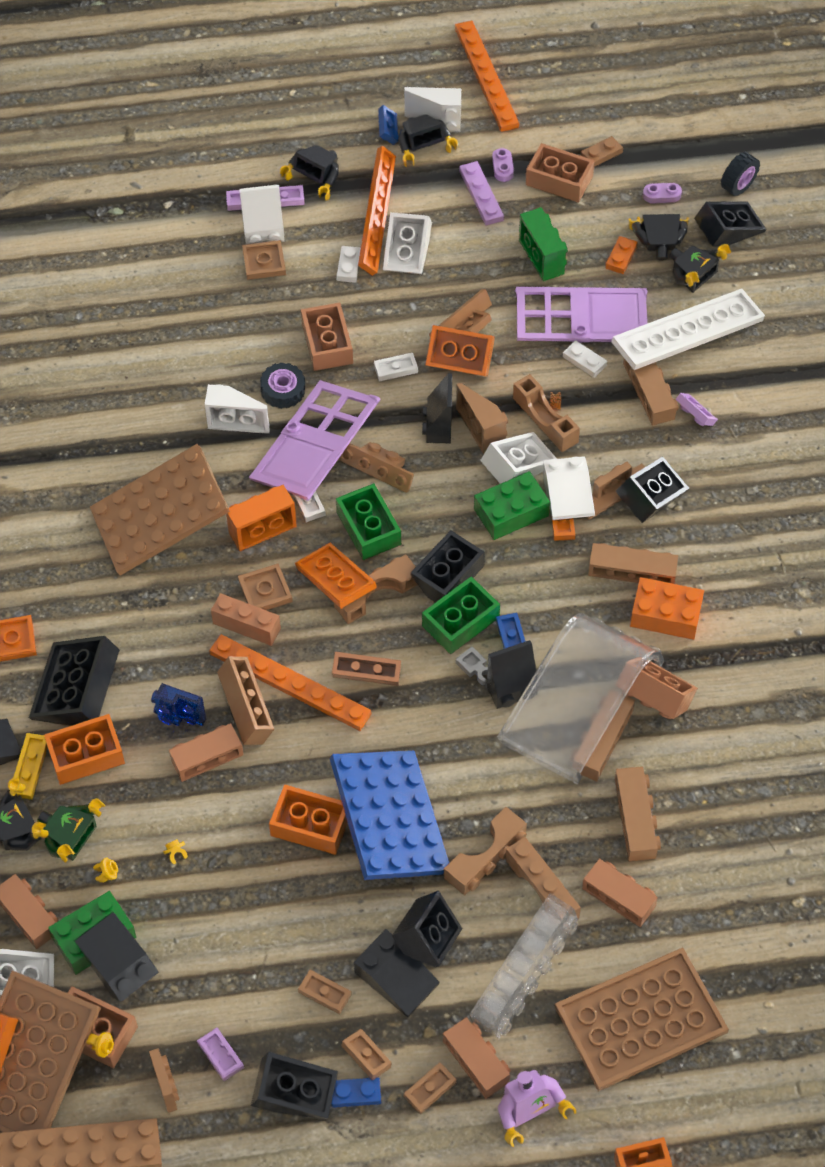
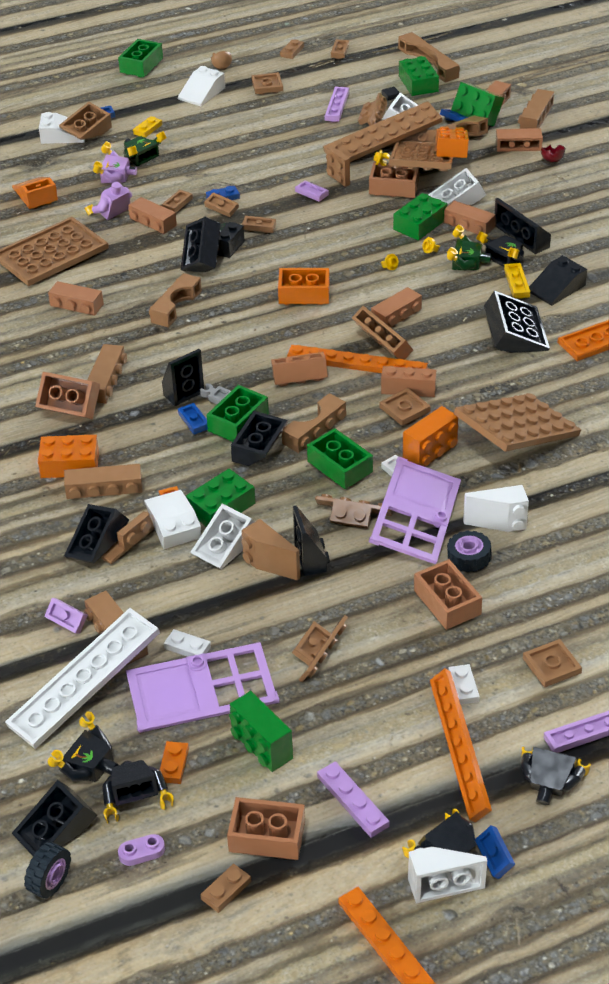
camera: 165 degrees right, 15 degrees down
(84, 749) = (476, 287): orange brick -> none
(116, 957) = (392, 199): black slope -> none
(175, 704) = (428, 318): clear blue plate -> none
(262, 214) = (574, 686): white slope -> none
(294, 1087) = (261, 182): black slope -> none
(335, 575) = (350, 417): orange tile -> none
(389, 814) = (249, 296): plate -> none
(395, 367) = (370, 592): white plate -> none
(407, 243) = (410, 714): white slope -> none
(460, 350) = (310, 603): orange brick -> none
(502, 164) = (339, 838): lavender plate -> none
(524, 967) = (129, 236): clear brick -> none
(530, 866) = (115, 282): medium nougat arch -> none
(531, 399) = (192, 564): medium nougat arch -> none
(555, 400) = (205, 594): clear orange bush -> none
(575, 694) = (114, 384): clear panel -> none
(636, 813) = (71, 338): medium nougat brick -> none

